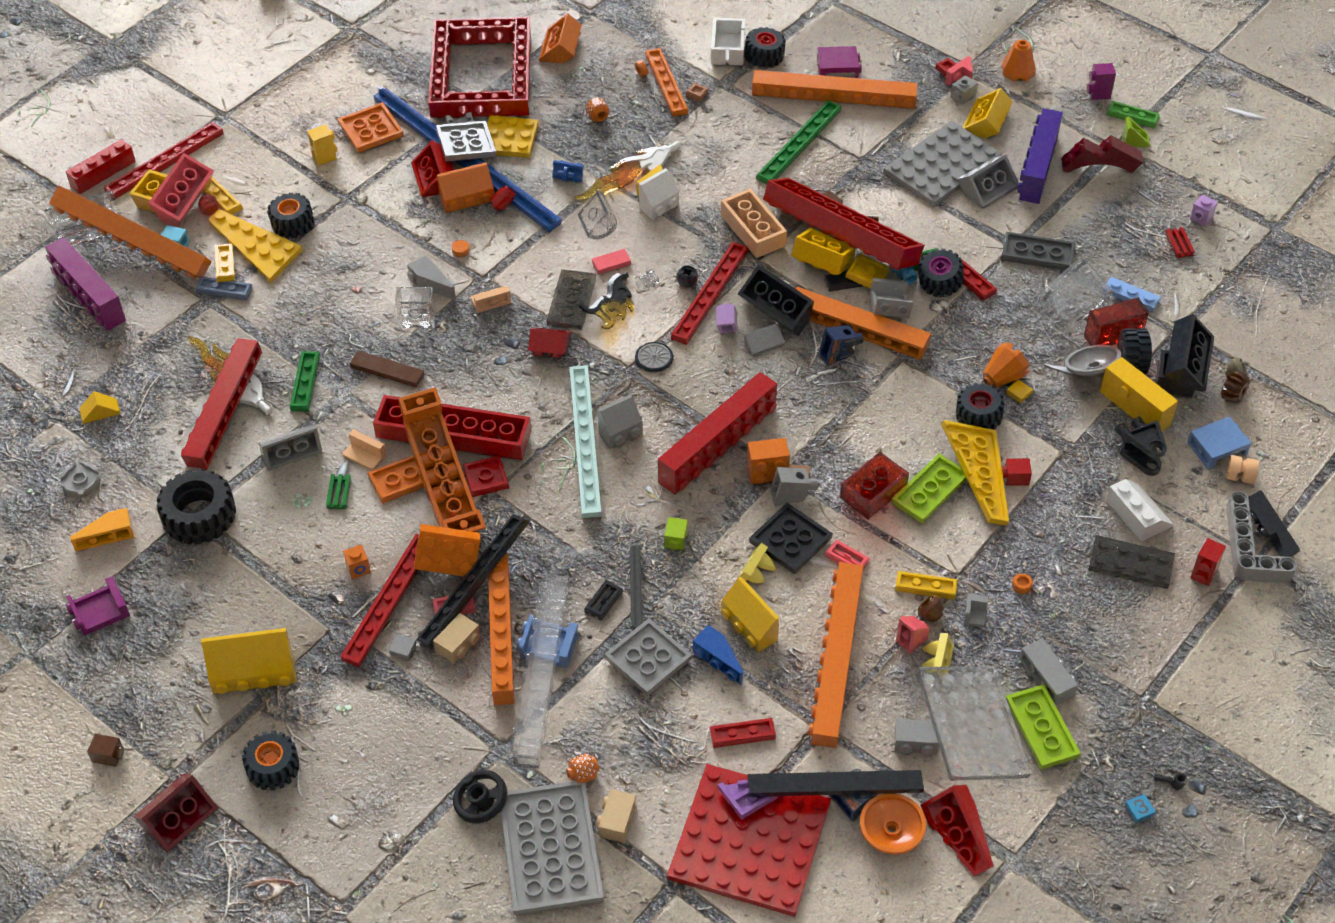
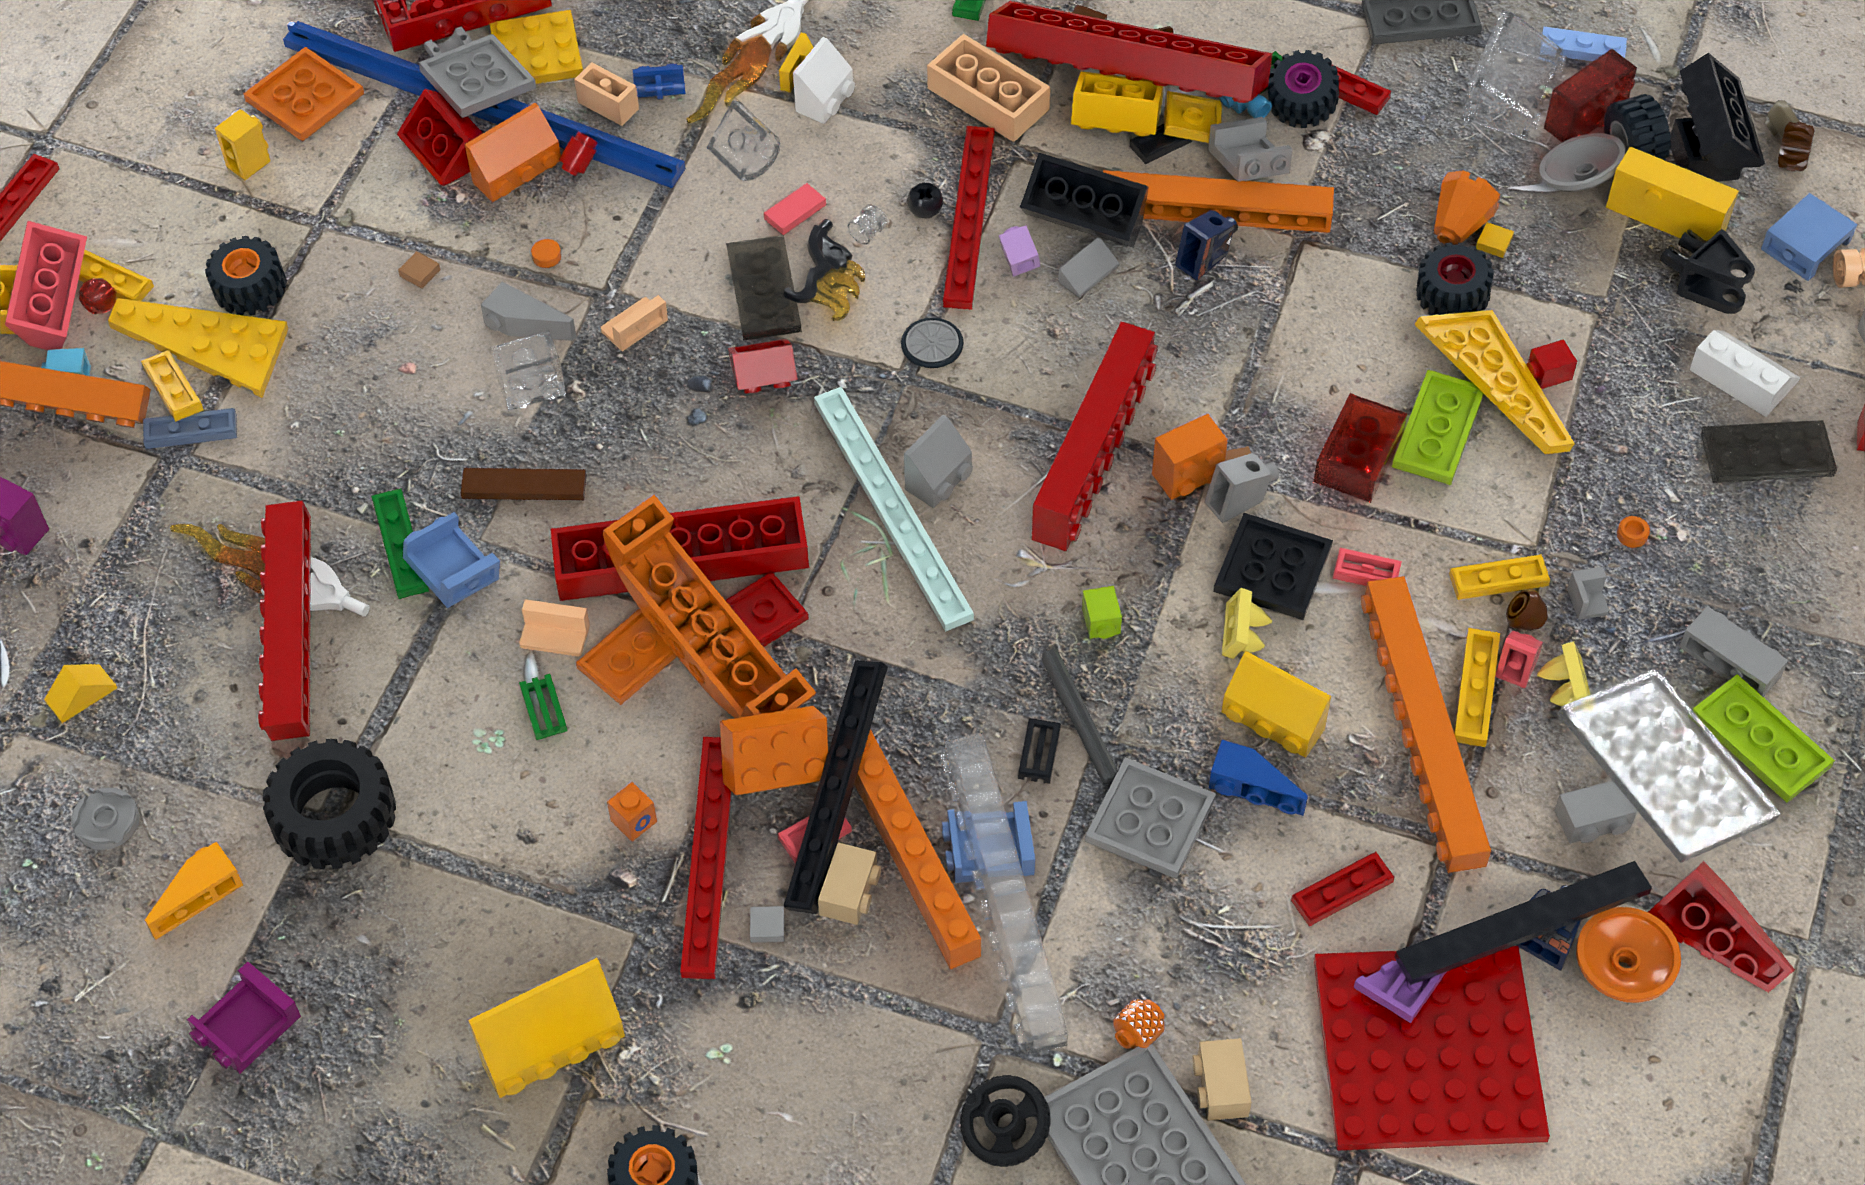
camera: 20 degrees left, 5 degrees up
(290, 447) = (433, 657): light grey slope -> none
(324, 397) = (449, 560): none -> medium blue panel
(387, 238) = (419, 269): none -> medium nougat tile
(533, 170) = (606, 94): none -> light nougat brick
(877, 644) = (1476, 687): none -> yellow plate

